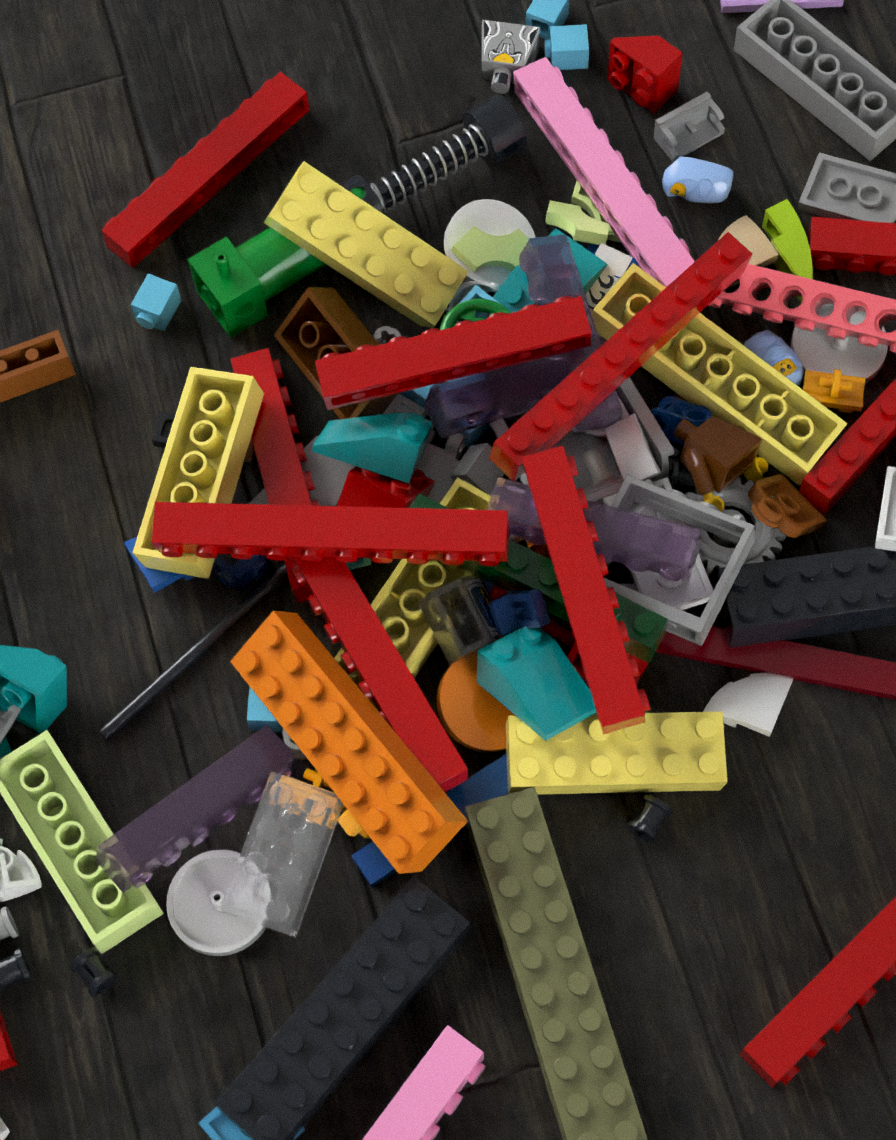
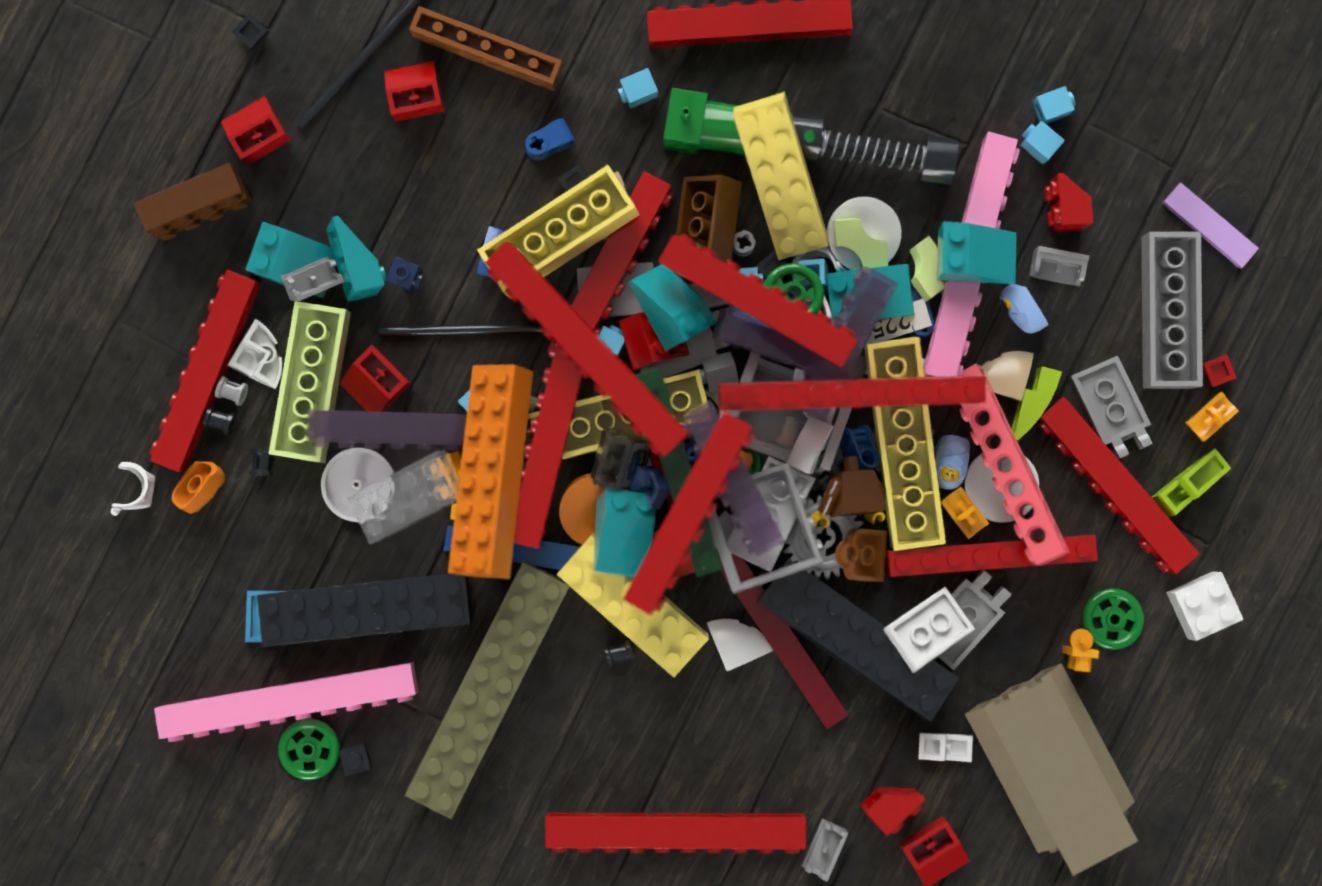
camera: 40 degrees right, 20 degrees up
(44, 1058) = (197, 486): none -> orange piece
(80, 649) = (405, 274): none -> dark blue bracket
(111, 417) = (552, 139): none -> blue piece
(139, 776) = (374, 381): none -> red slope
(505, 50) = (1001, 111): light grey torso -> none
(606, 162) = (976, 254): none -> teal slope

